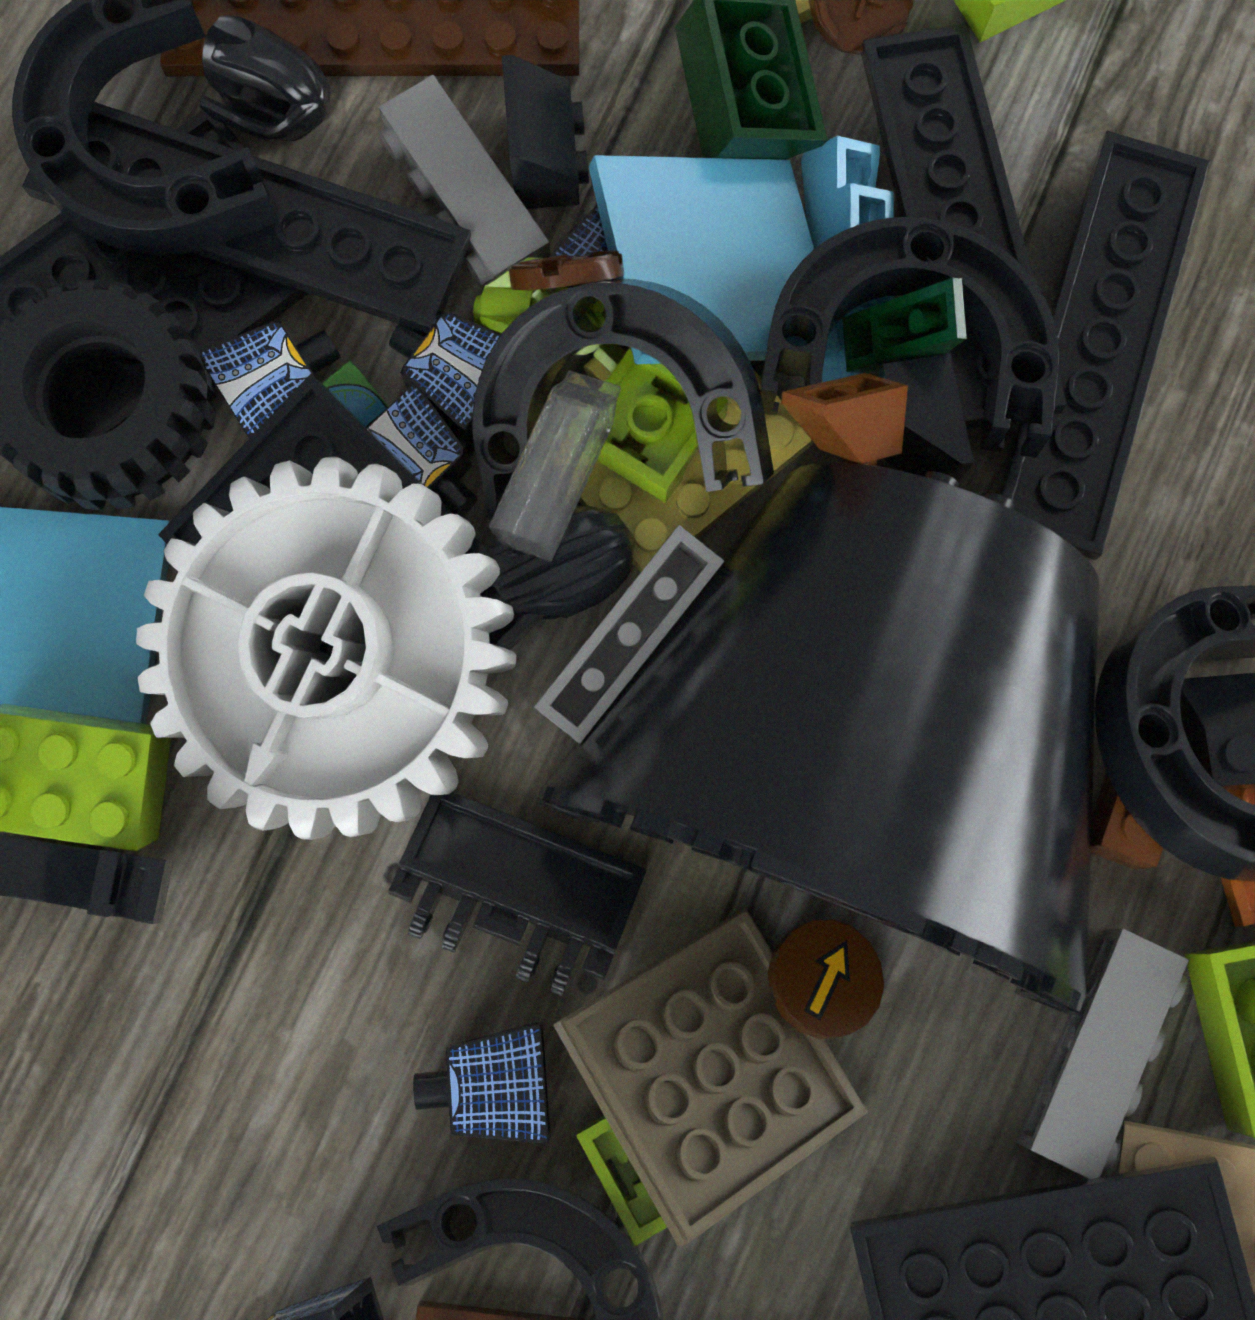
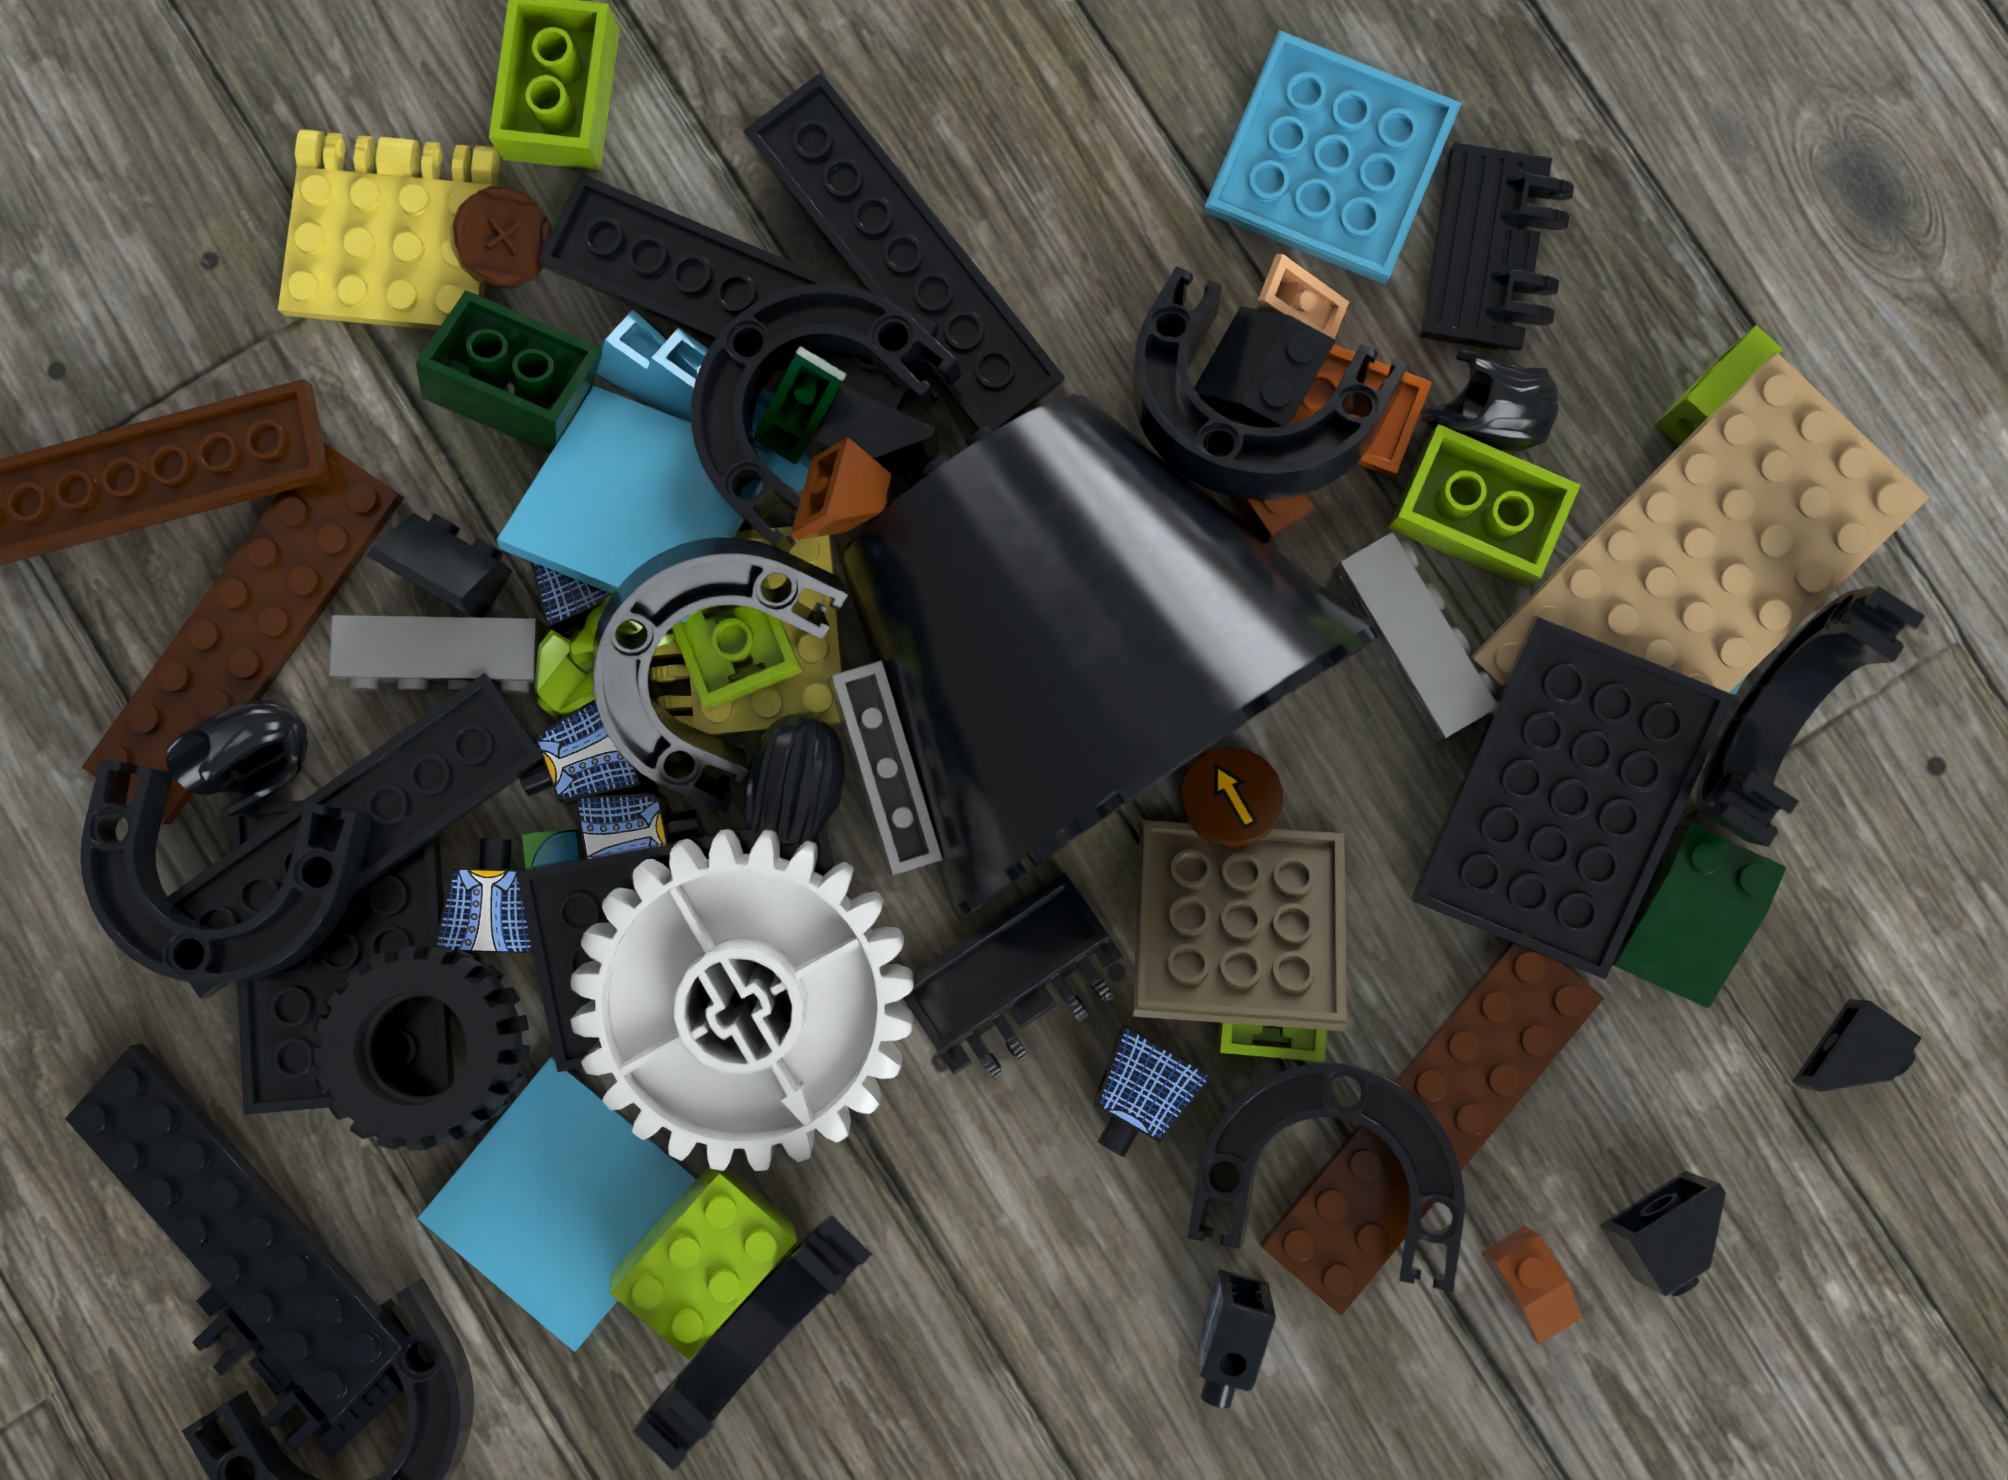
camera: 50 degrees left, 5 degrees up
(555, 465) = (724, 735): clear piece -> none
(566, 271) = (579, 630): reddish brown tile -> none

